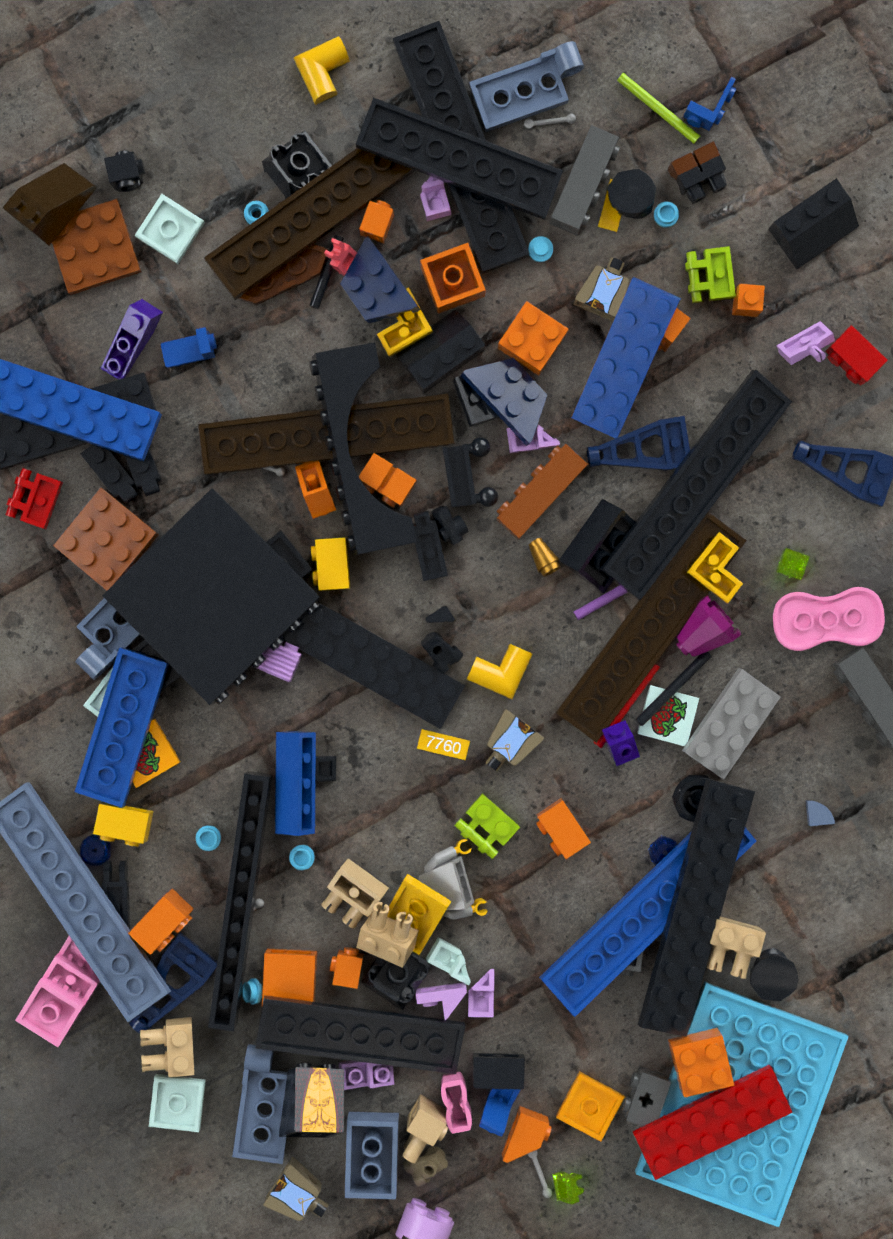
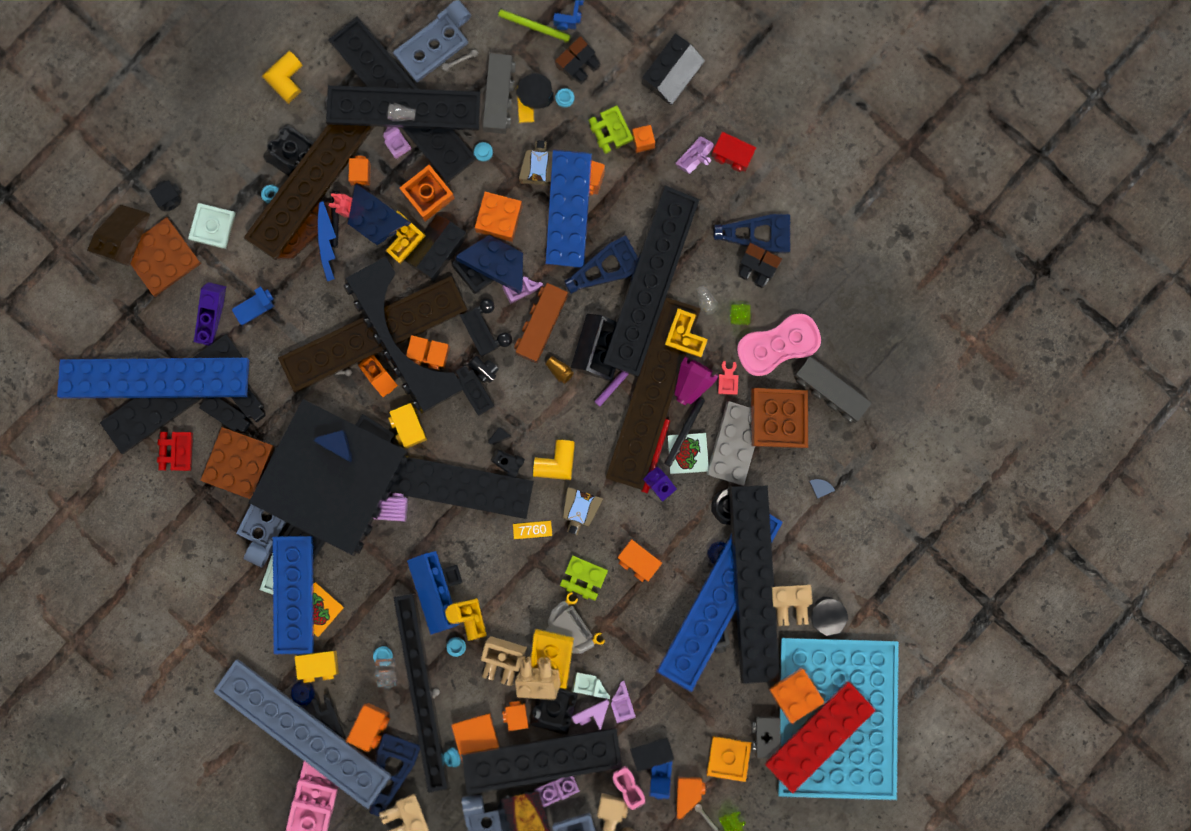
camera: 15 degrees left, 5 degrees down
(204, 868) = (386, 678): none -> clear brick
(236, 560) = (337, 443): none -> dark blue slope
(308, 287) = (325, 233): none -> blue slope
(331, 825) = (470, 615): none -> yellow brick
(452, 163) = (400, 113): none -> clear cone
(748, 644) = (728, 382): none -> coral plate
(757, 533) = (706, 300): none -> clear cone
(798, 711) = (779, 418): none -> dark orange plate
(829, 503) = (750, 265): none -> black hips

